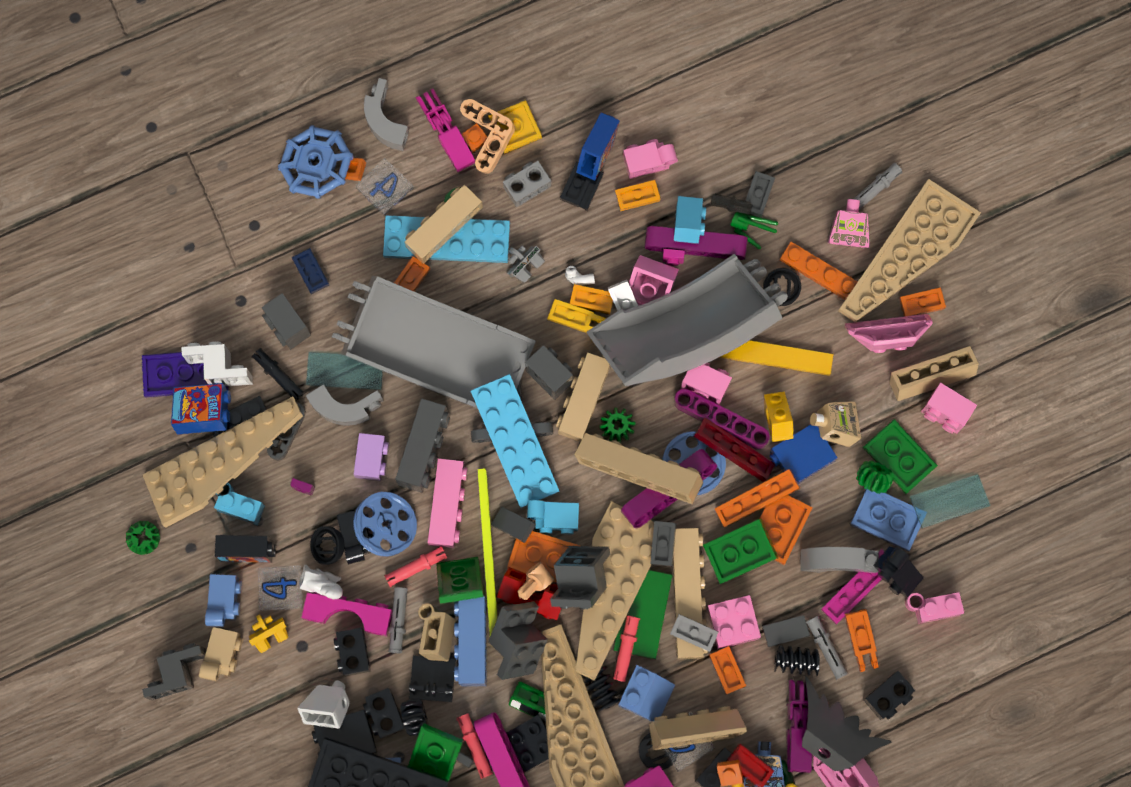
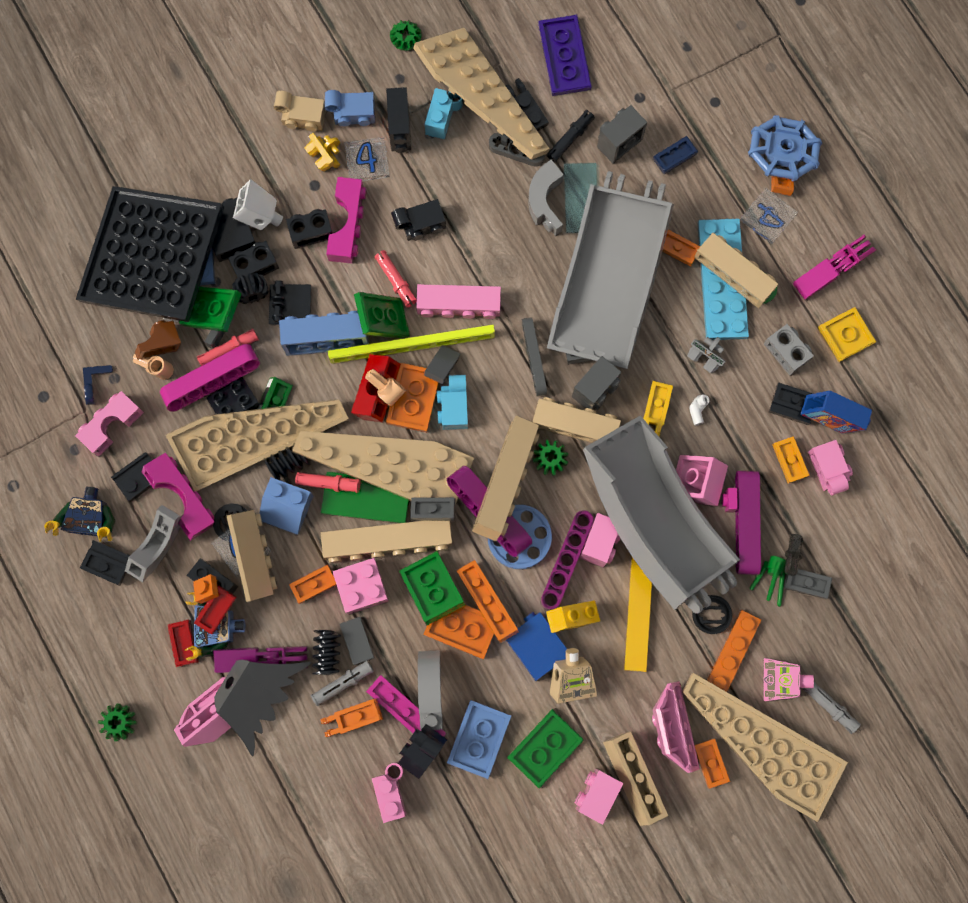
camera: 85 degrees right, 0 degrees up
(174, 672) = (280, 70): dark grey bracket -> none
(200, 408) = (529, 67): brick -> none
(217, 364) = (572, 74): white bracket -> none
(302, 486) = (463, 168): magenta tile -> none
(317, 551) = (403, 189): black piece -> none
(320, 582) = (371, 192): white animal -> none
(370, 457) = (498, 226): lavender brick -> none
(382, 515) = (442, 247): medium blue wedge -> none
(386, 131) = (840, 197): light grey arch -> none
(398, 618) = (342, 267): light grey pin -> none
(422, 446) = (511, 270): dark grey brick -> none
(436, 633) = (330, 299): tan hinge -> none
(474, 138) = (829, 296): orange plate -> none
(495, 134) = (836, 315): light nougat beam -> none
(514, 440) = (525, 357): medium azure plate -> none
(517, 640) = (327, 375): dark grey bracket -> none
(580, 577) = (390, 427): dark grey bracket -> none
(591, 299) = (677, 423): light orange plate -> none
(622, 296) = (682, 451): white plate -> none
(688, 219) = (770, 509): medium azure hinge -> none
(694, 632) = (344, 545): light grey plate -> none
(734, 450) = (535, 574): dark red plate -> none
(875, 477) = (519, 721): green gear -> none
(886, 692) = (300, 745): black brick -> none
(949, 501) = (502, 803): clear light blue piece -> none

